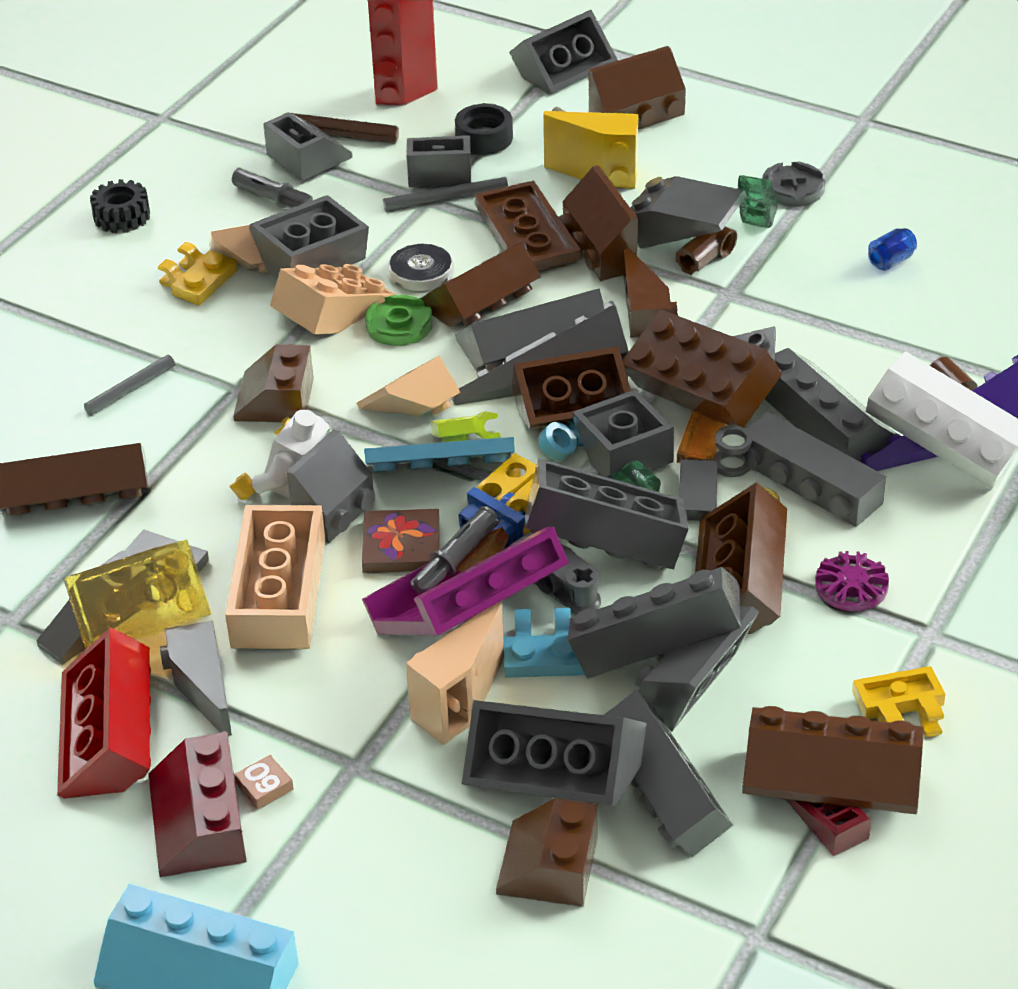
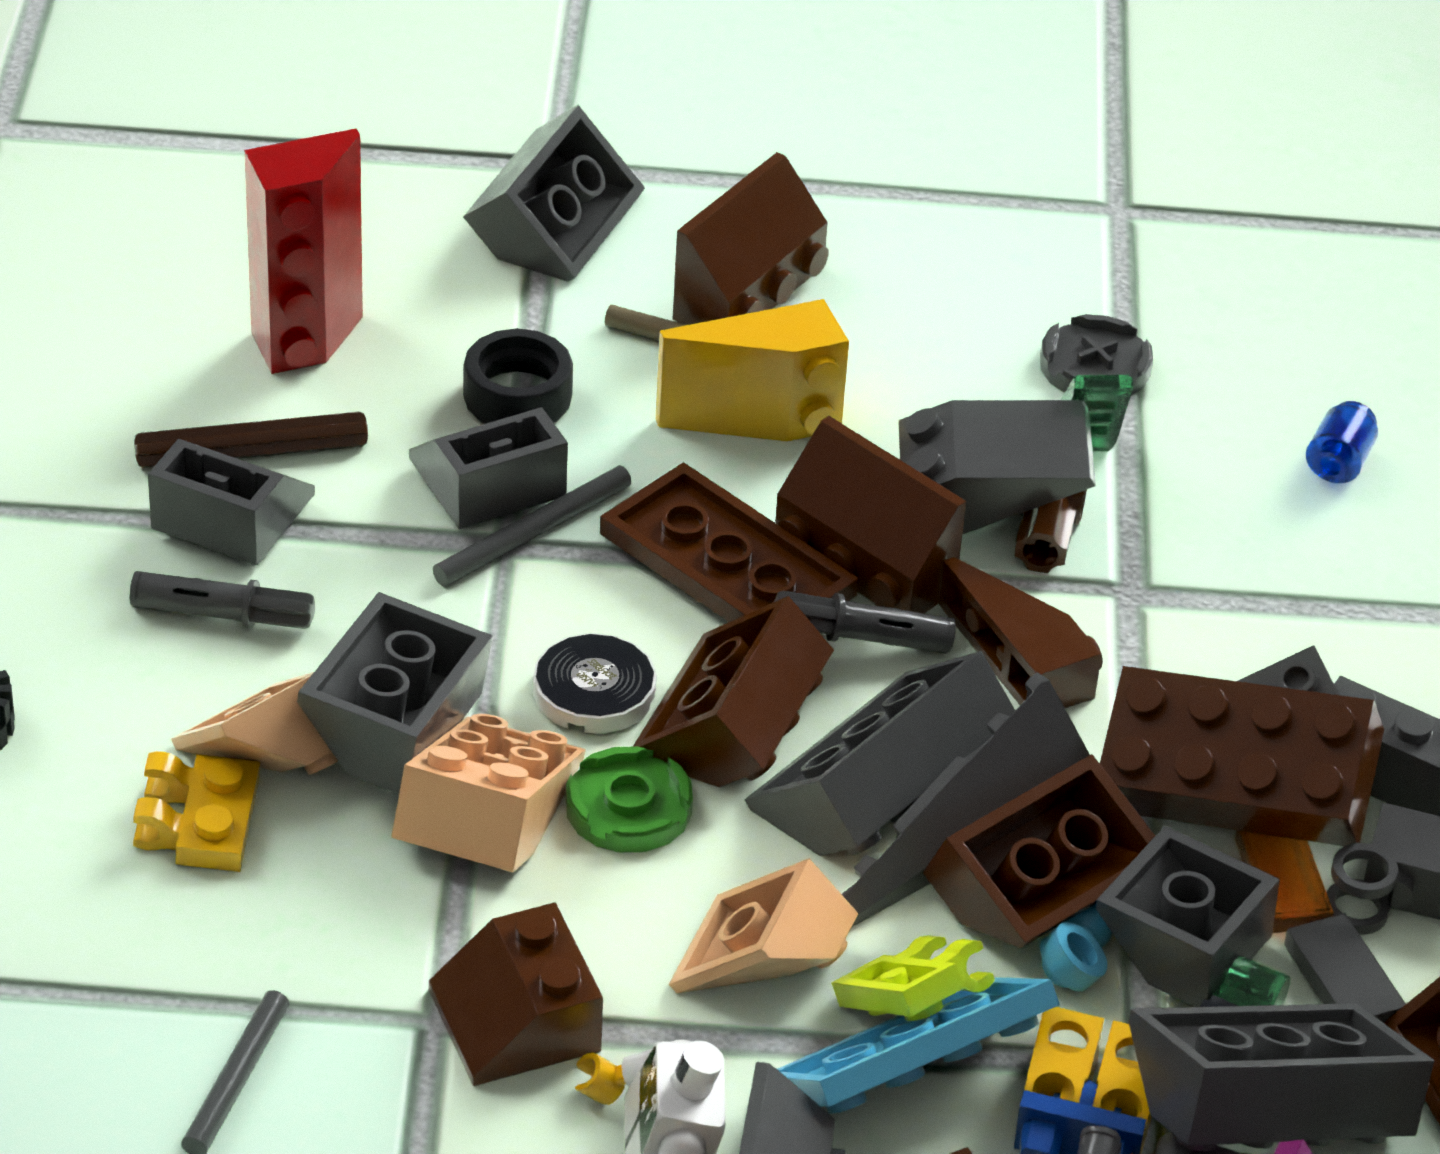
camera: 30 degrees left, 0 degrees up
(569, 270) = (875, 623): none -> dark grey axle

